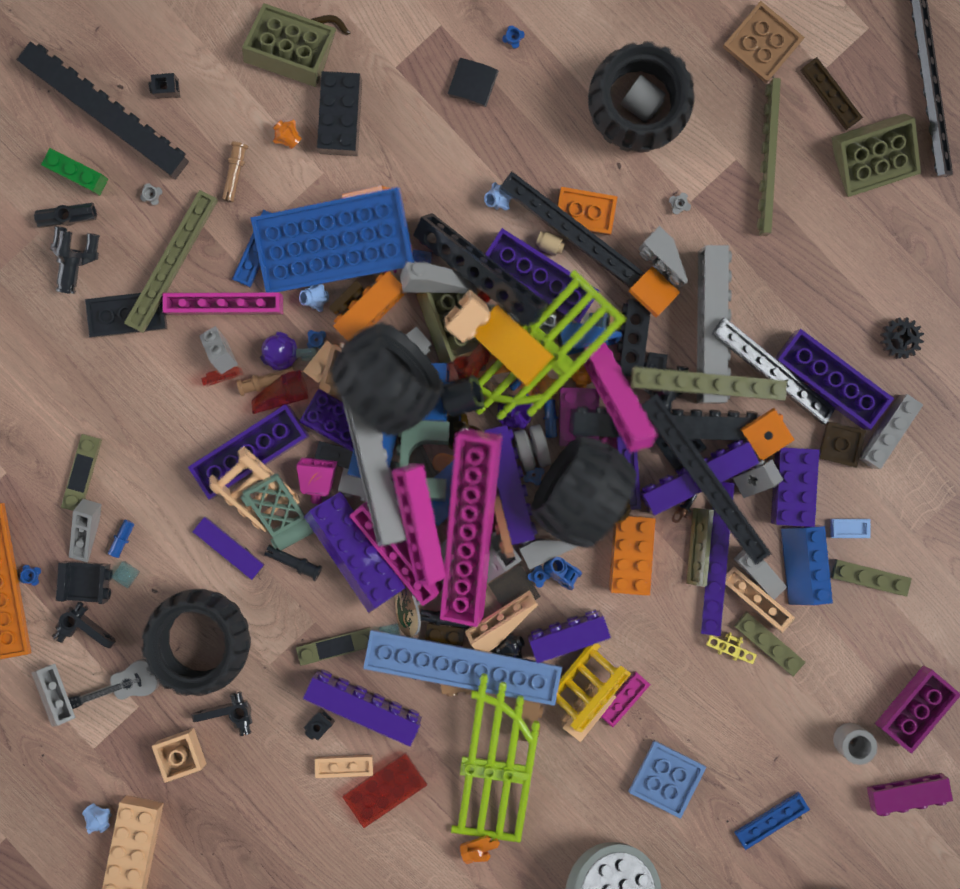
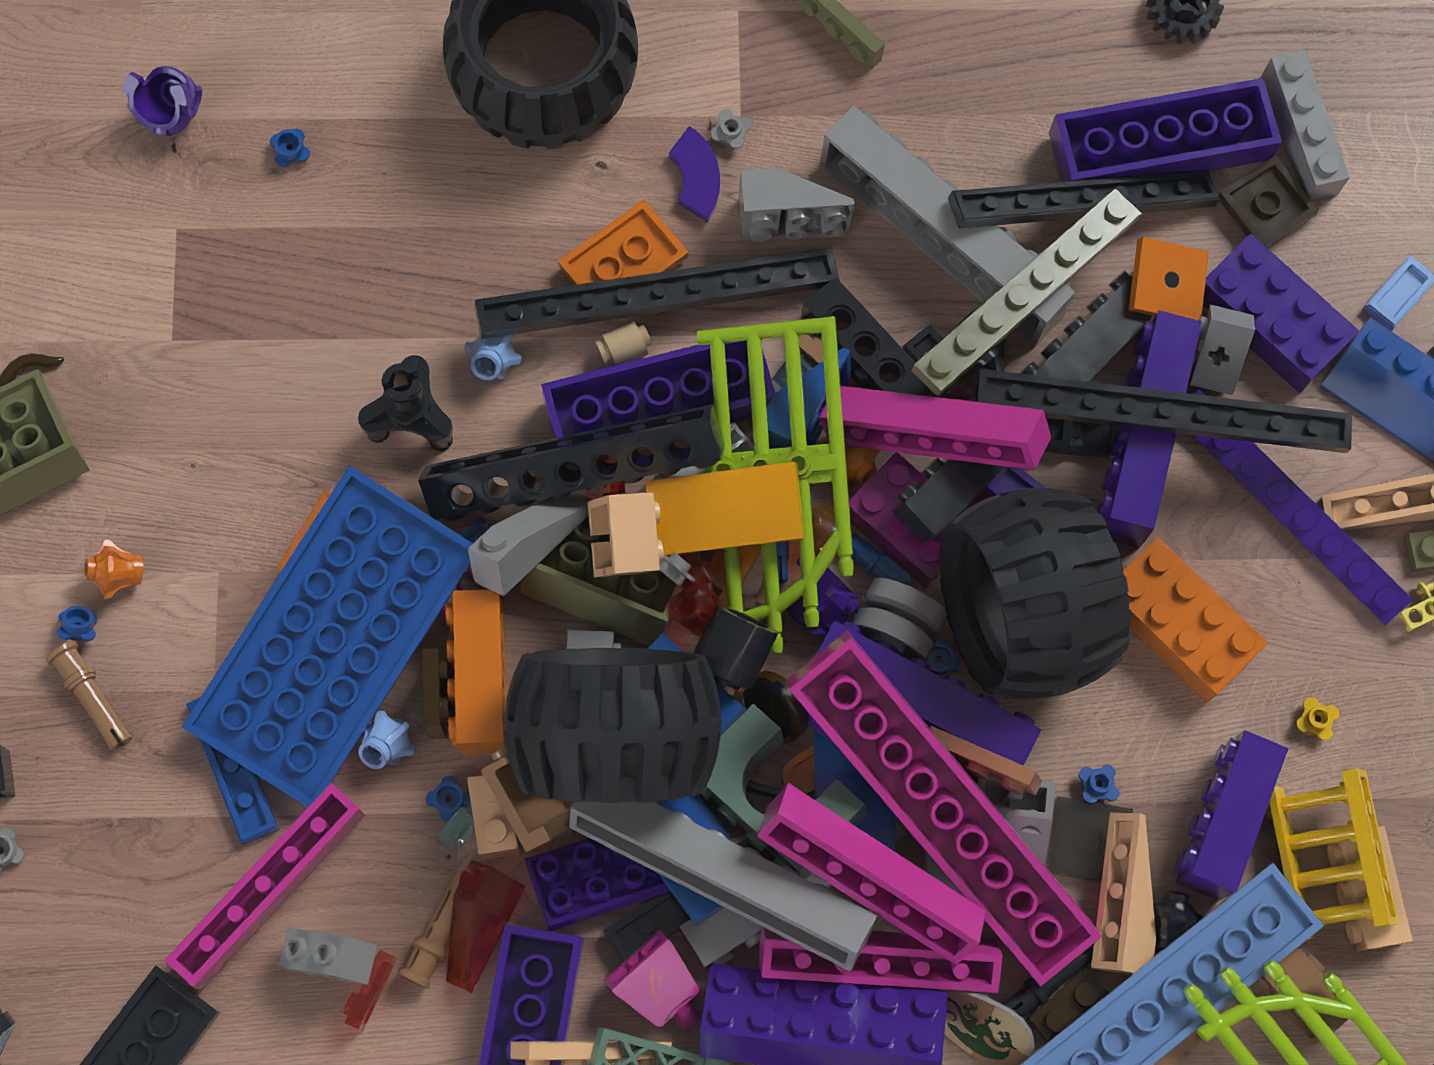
camera: 50 degrees left, 15 degrees down
(171, 261) = (130, 910): olive plate -> none
(258, 137) = (77, 624): none -> blue plate
(279, 351) = (415, 870): dark purple helmet -> none
(339, 113) = (160, 469): black brick -> none
(450, 189) = (407, 406): none -> black wheel
(472, 346) = (675, 568): none -> light grey plate
(473, 82) = (298, 253): black slope -> none
(543, 550) = (1064, 746): light grey slope -> none
(566, 573) = (1126, 742): blue piece -> none
(625, 698) = (1396, 812): dark pink tile -> none
(633, 634) = (1307, 722): none -> yellow plate
(643, 99) = (544, 51): light grey piece -> none
(649, 208) = (699, 172): none -> dark purple tile
(654, 291) = (825, 261): orange slope -> none
(684, 509) = (1178, 491): piece -> none
(700, 546) = (1253, 516): olive plate -> none
(762, 575) = (1361, 466): light grey slope -> none

